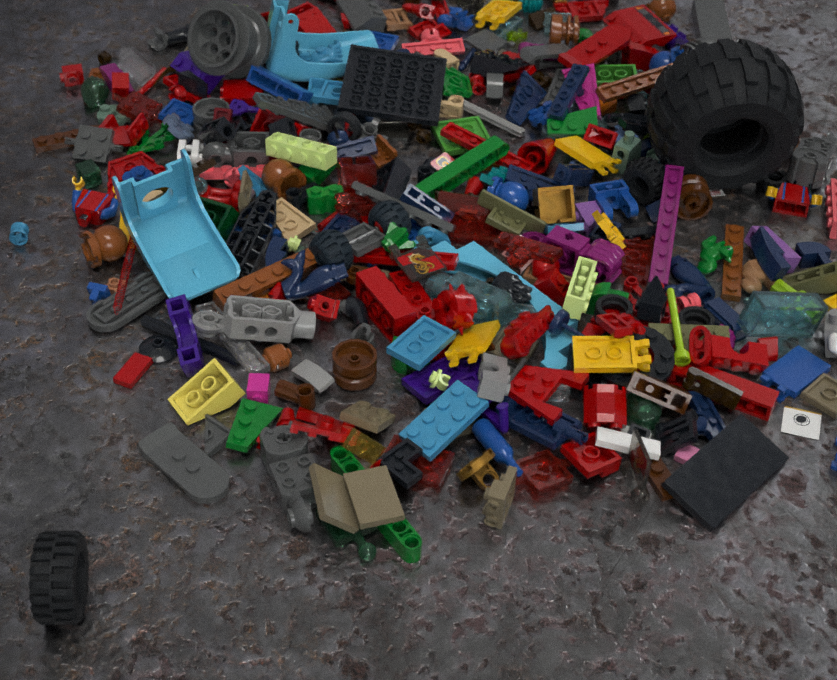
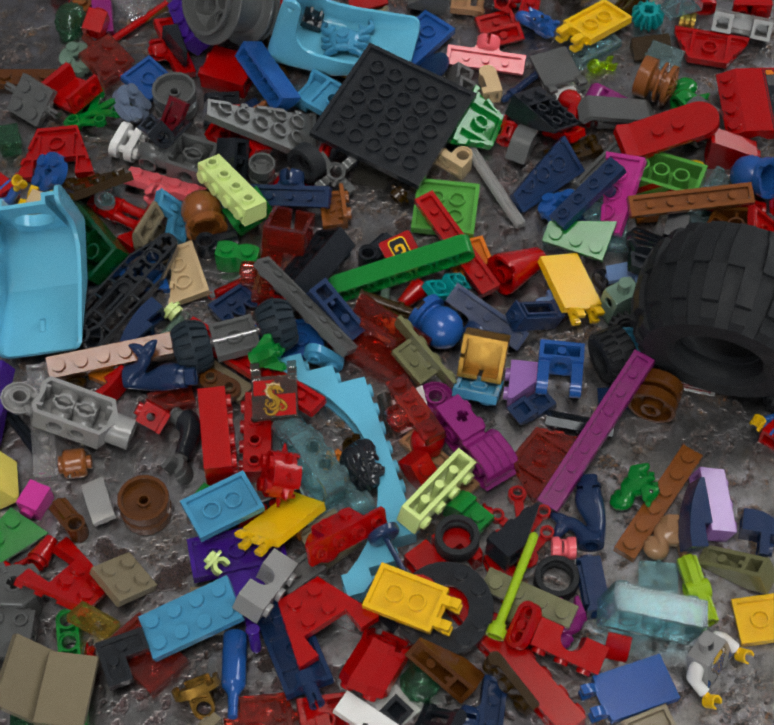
camera: 25 degrees right, 15 degrees up
(240, 107) = (217, 92): dark purple piece -> none
(600, 136) = (600, 266): red slope -> none
(613, 234) = (519, 418): yellow plate -> none
(620, 325) = (433, 568): red plate -> none

